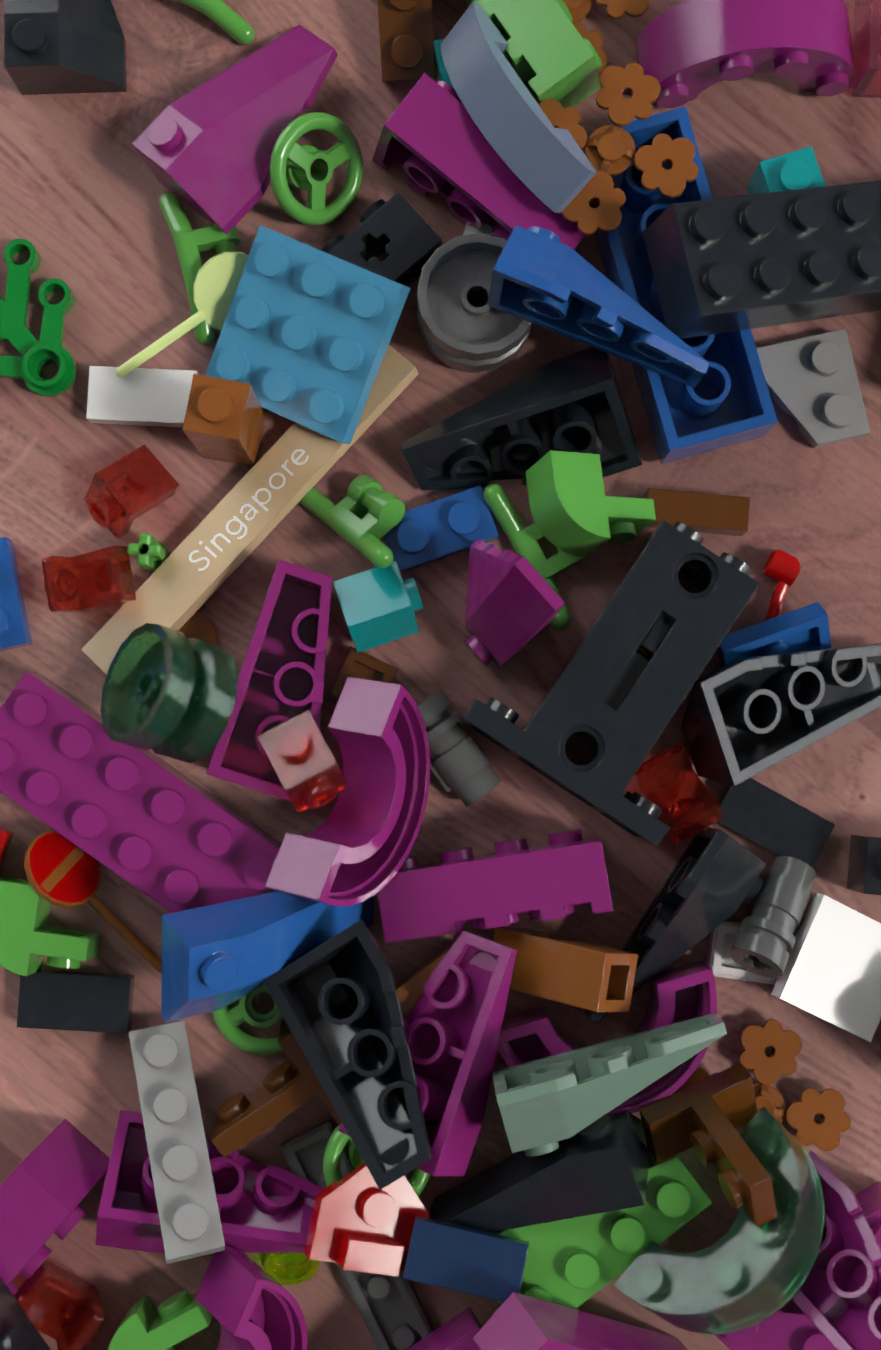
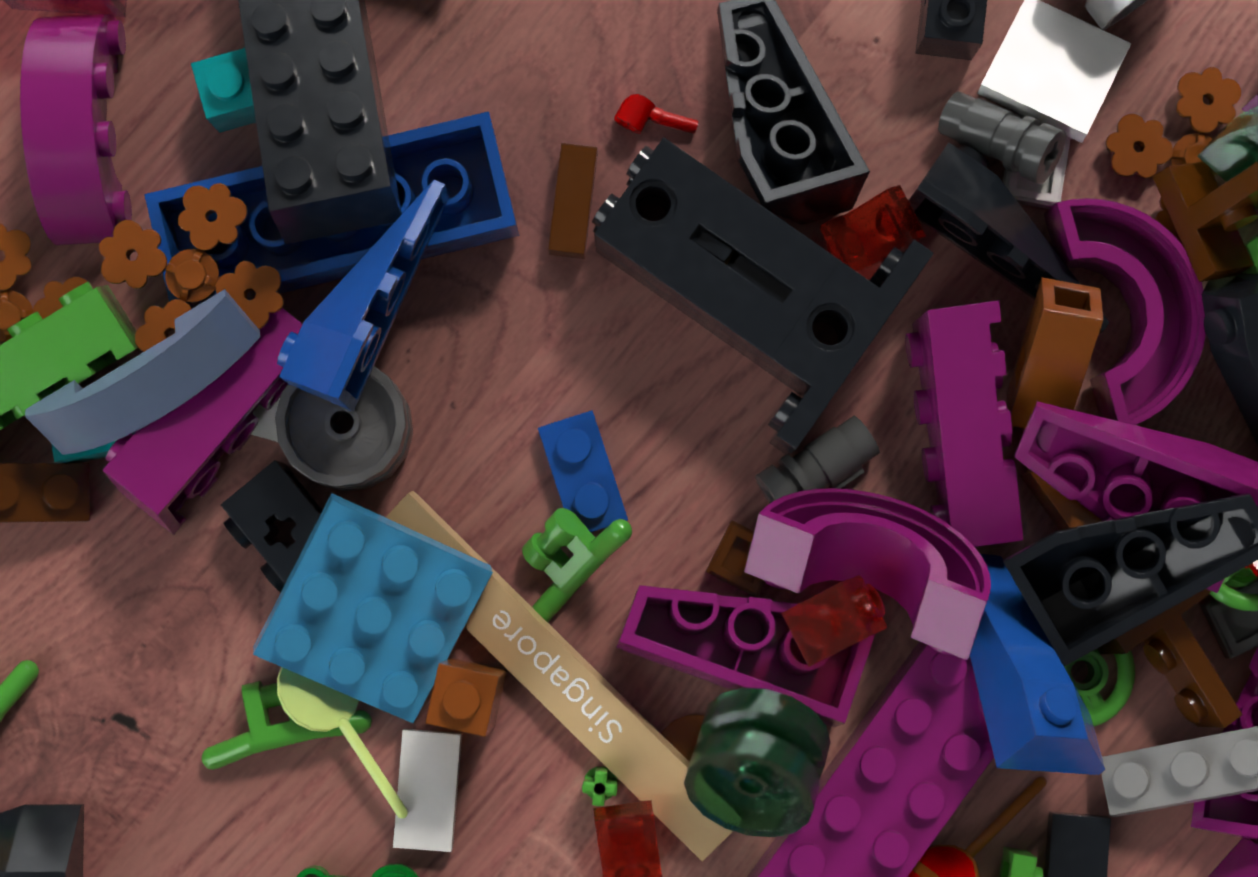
camera: 90 degrees left, 0 degrees up
(128, 490) = (531, 806): clear red bracket -> none
(221, 135) = (140, 685): magenta wedge -> none
(292, 164) = (186, 597): bright green piece -> none
(379, 606) = (666, 538): teal brick -> none
(505, 603) = (674, 405): magenta wedge -> none
(525, 543) = (613, 376): bright green piece -> none
(558, 407) = (473, 353): black wedge -> none
(572, 504) = (570, 329): bright green brick -> none
(573, 1089) = (1179, 347): sand green wedge -> none
(773, 821) = (902, 131): black tile -> none
(789, 633) = (710, 116): blue plate -> none
(817, 387) = (441, 68): light grey wing -> none

